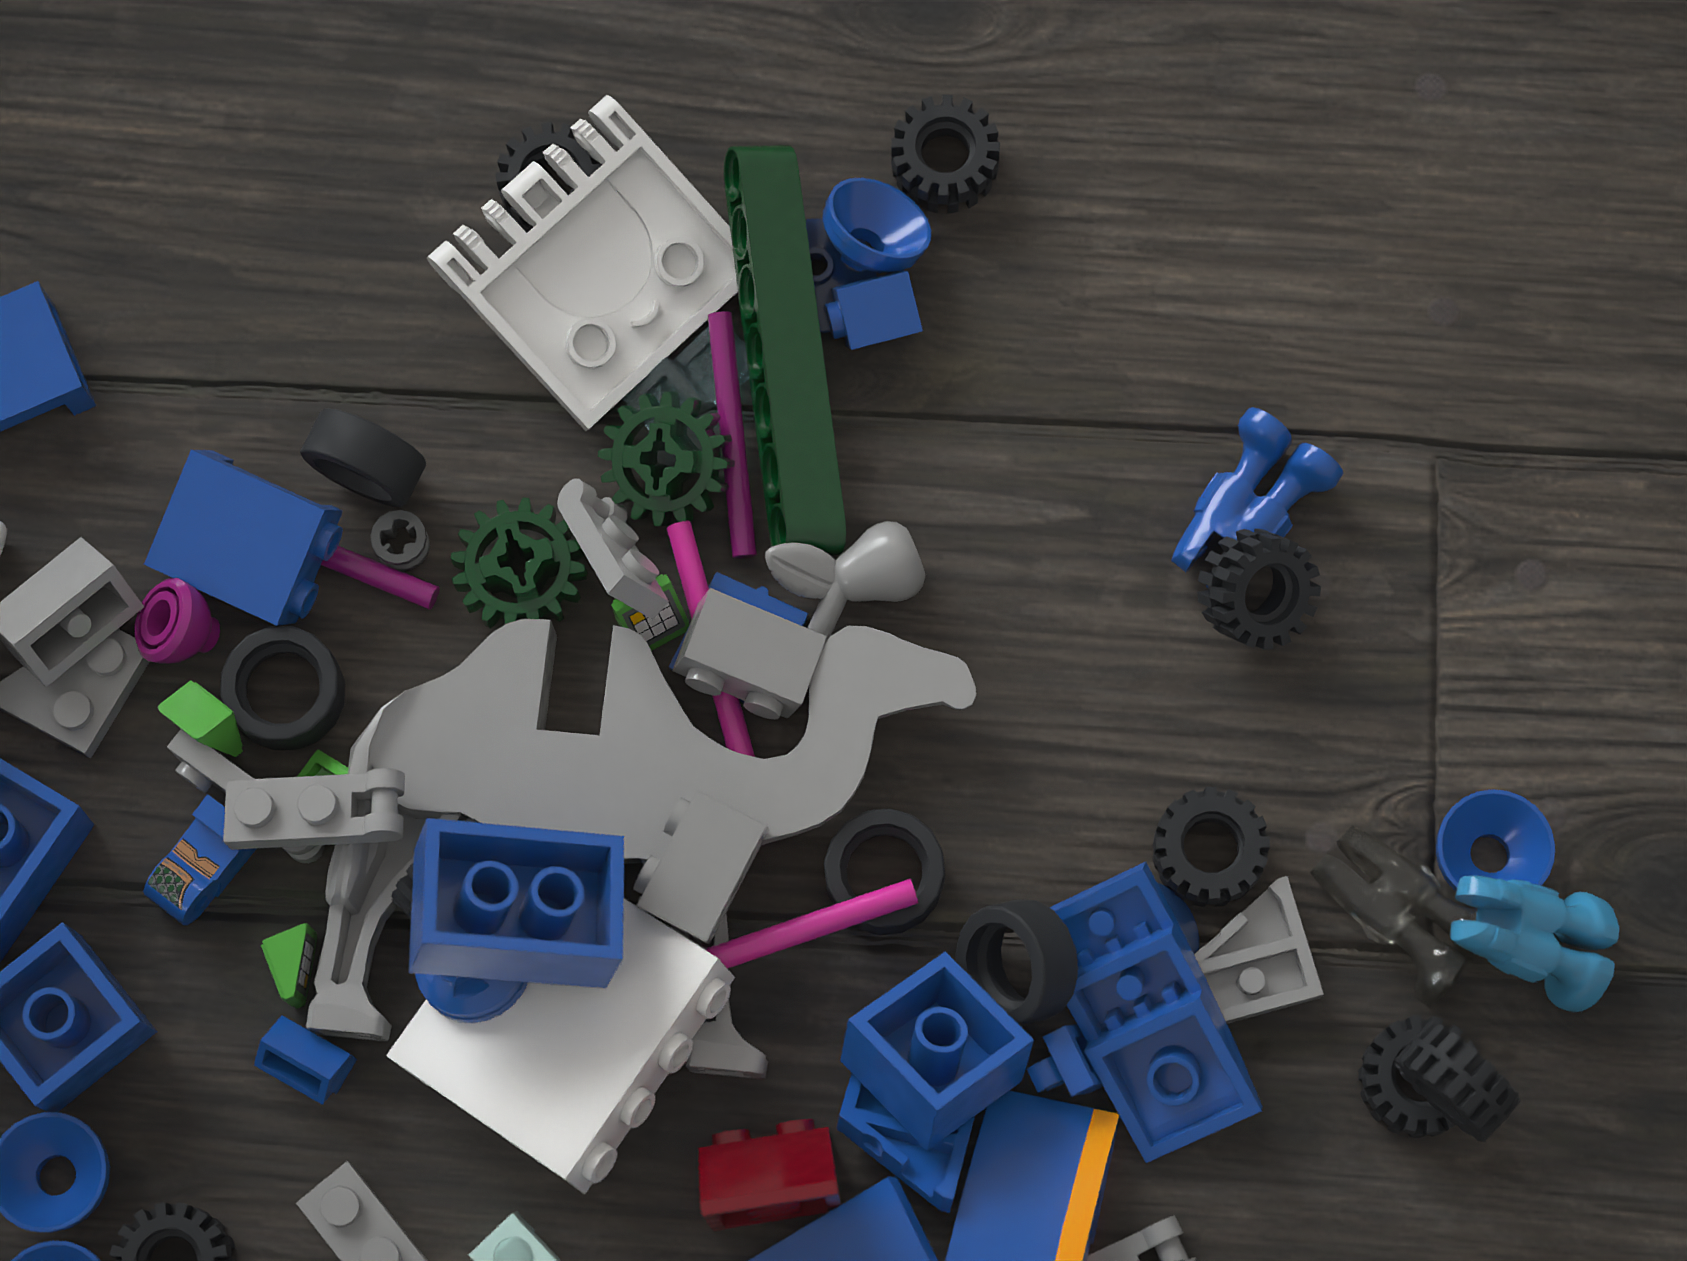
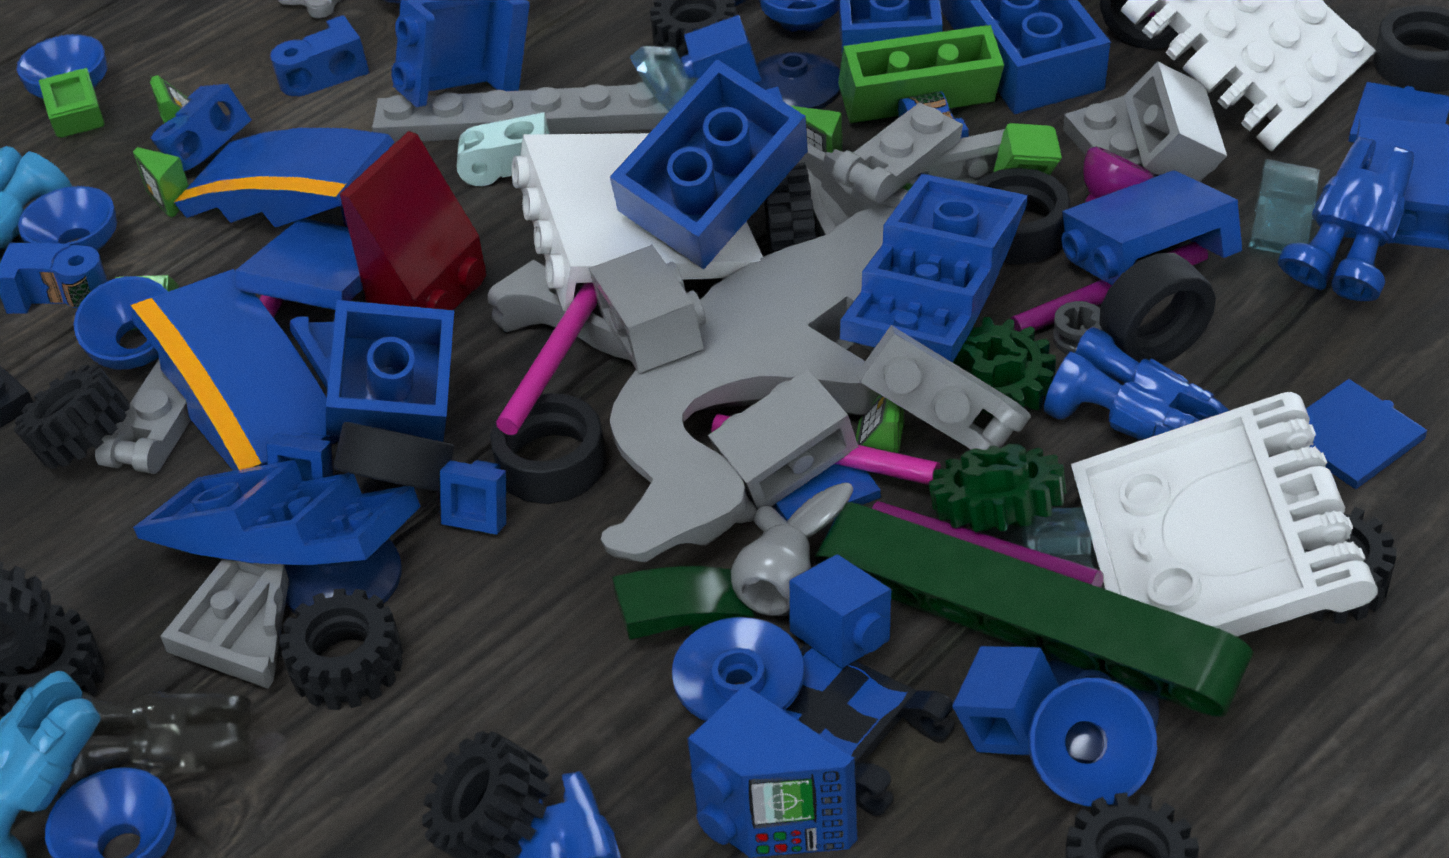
camera: 130 degrees right, 30 degrees down
(100, 459) = (1283, 206): none -> clear light blue slope
(113, 365) = (1357, 204): none -> blue piece
(132, 919) = (956, 62): none -> bright green brick
(214, 1108) = (802, 78): none -> dark blue dish
(229, 1168) = (724, 42): none -> blue brick
(318, 1163) = (662, 73): none -> clear light blue slope
(374, 257) = (1360, 432): none -> blue piece
(456, 660) = (935, 264): none -> blue slope
(463, 413) = (1143, 407): none -> blue piece
(885, 482) = (840, 610): none -> blue brick
(960, 624) = (676, 598): none -> dark green slope
(970, 443) = (858, 710): none -> black flag
(985, 880) = (473, 496): none -> blue tile
(1003, 494) = (733, 653): none -> blue dish
(1094, 403) = (771, 781): none -> blue slope

